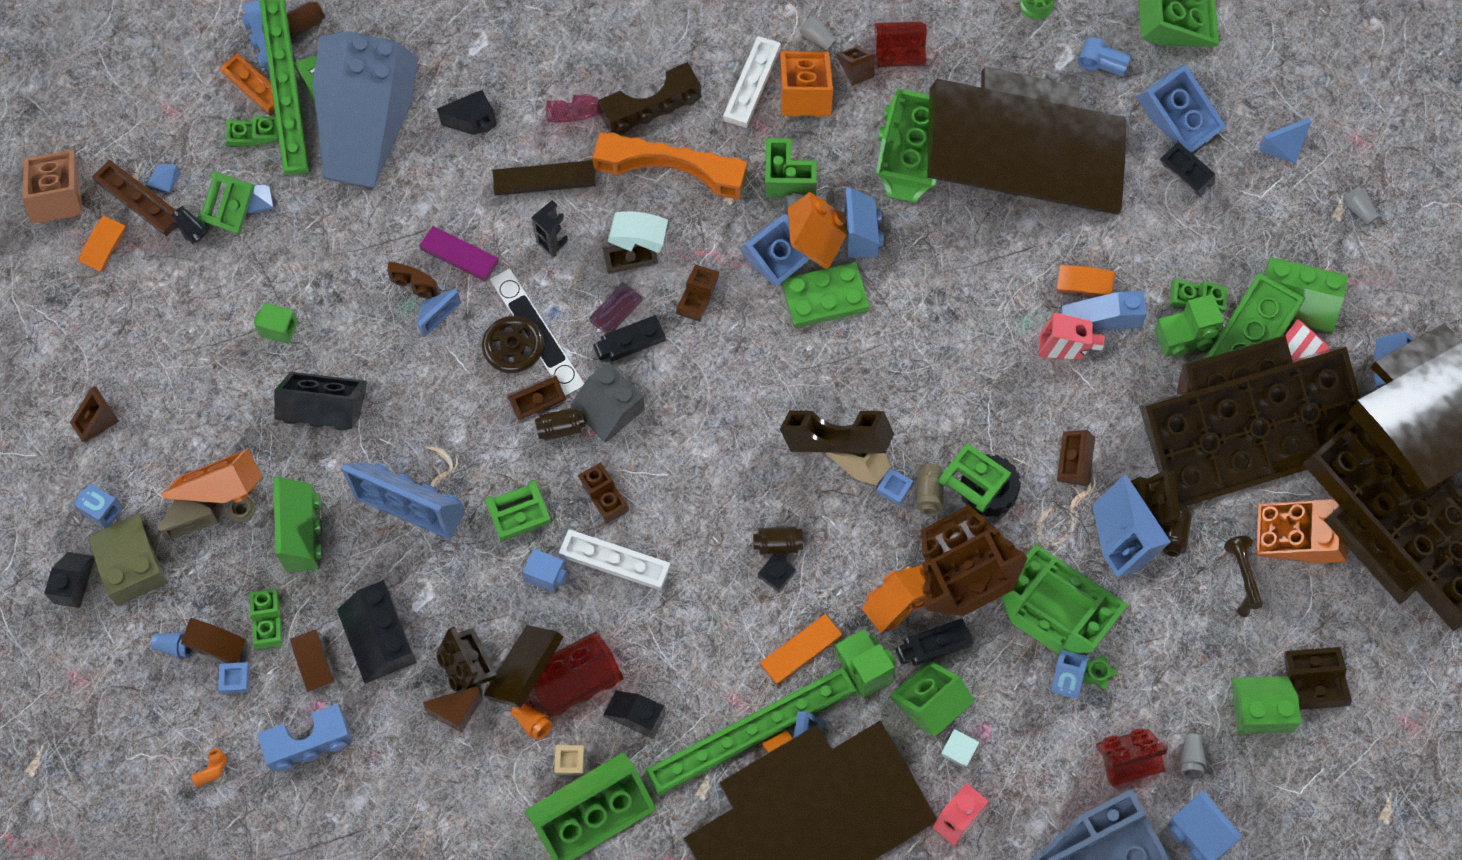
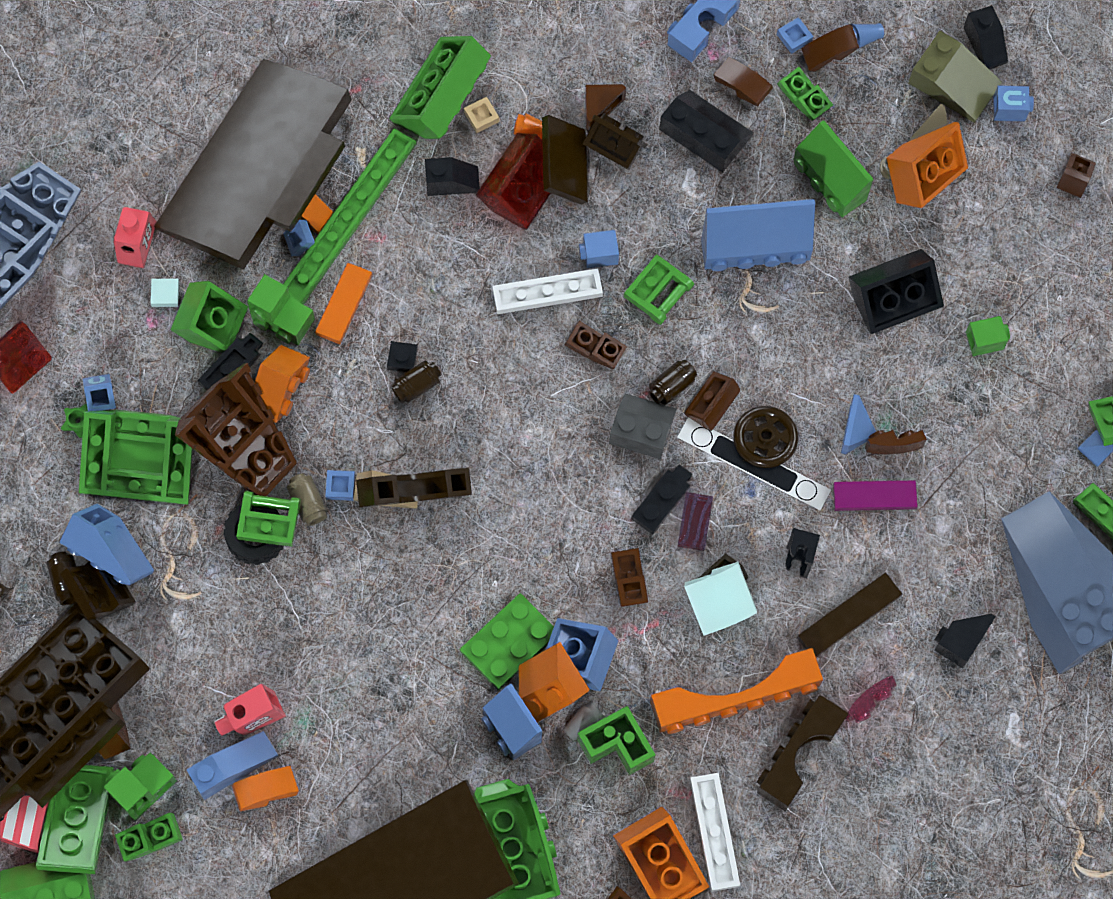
camera: 145 degrees right, 5 degrees up
(1076, 457) = (189, 606): reddish brown slope -> none

